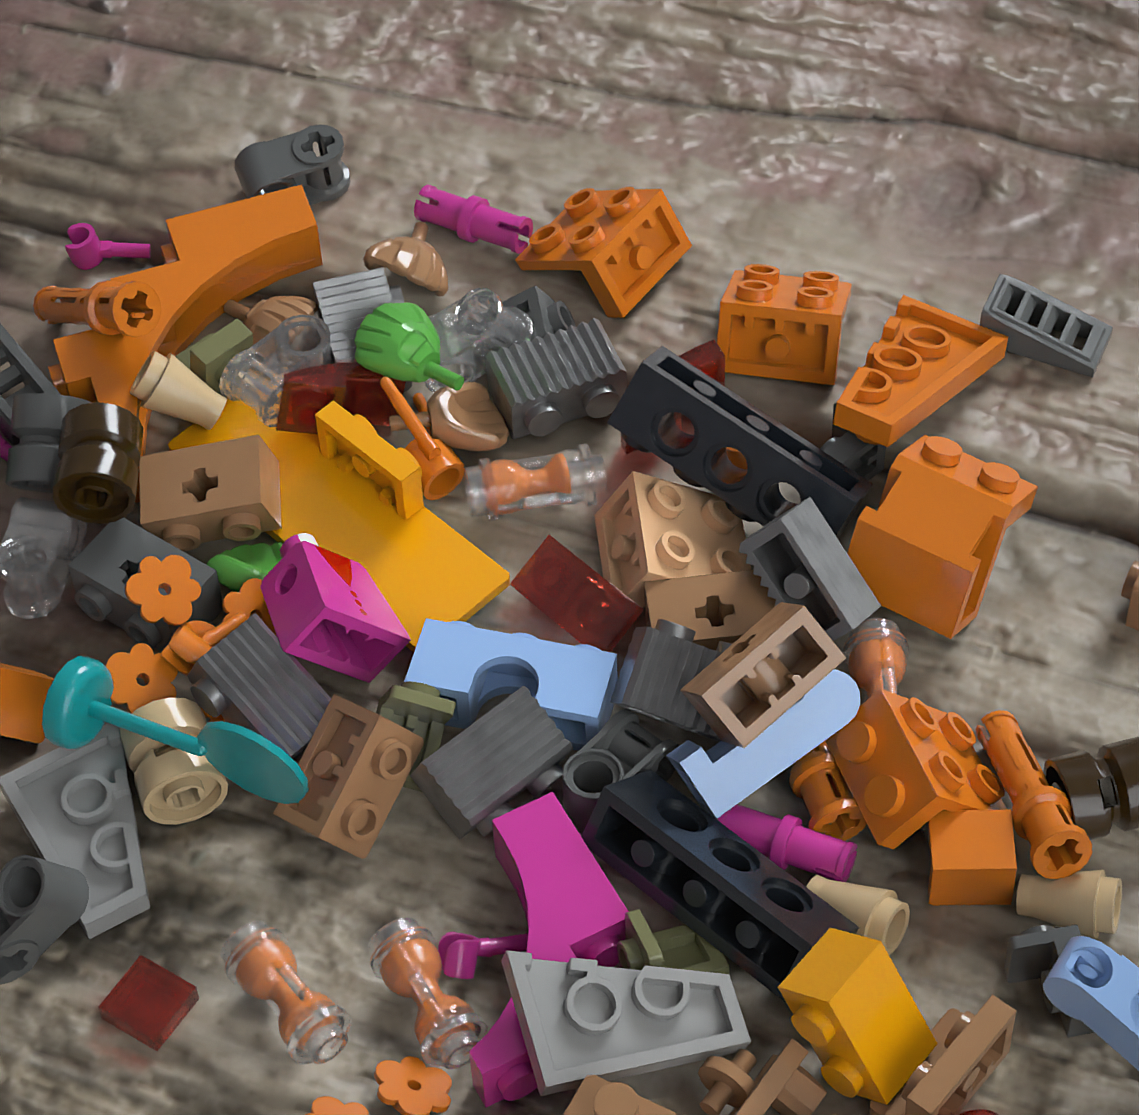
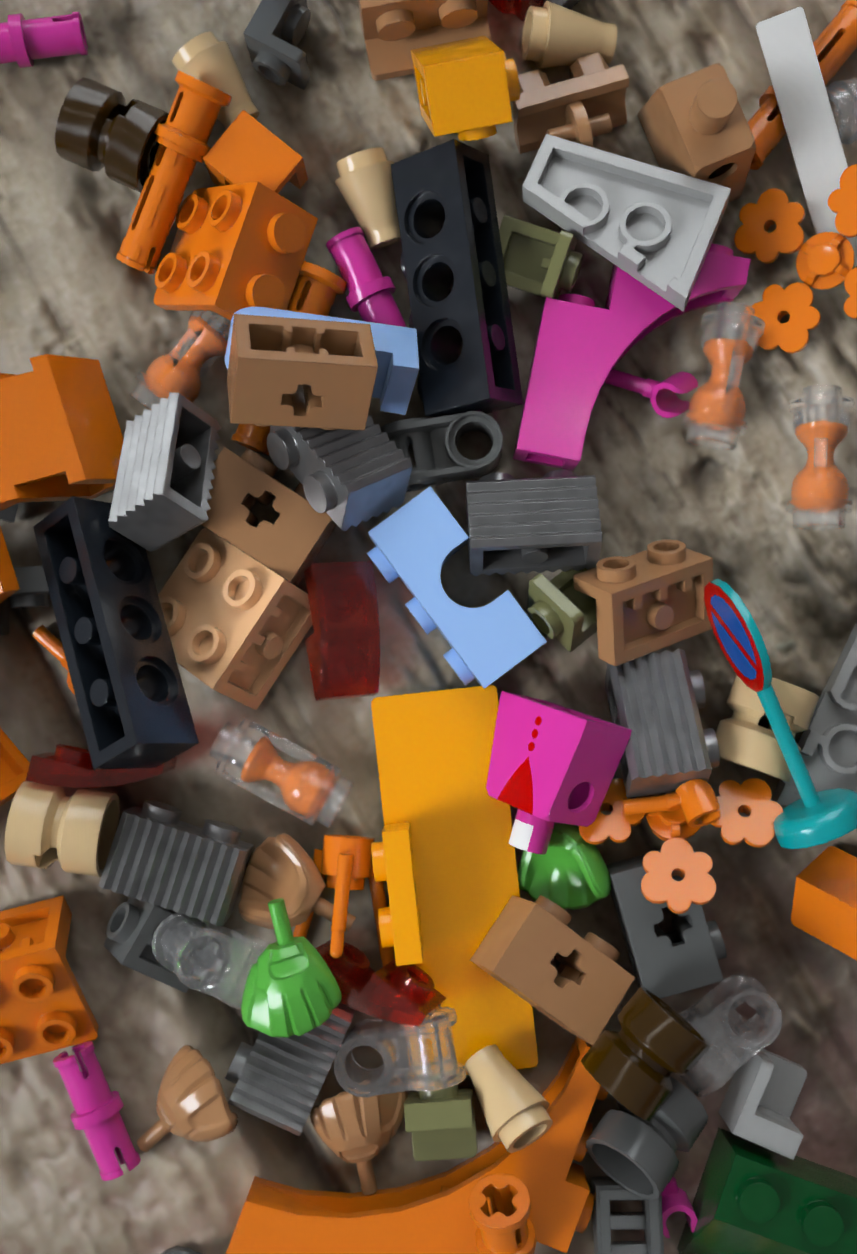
camera: 140 degrees left, 35 degrees up
(672, 322) = (54, 827): none -> tan wheel

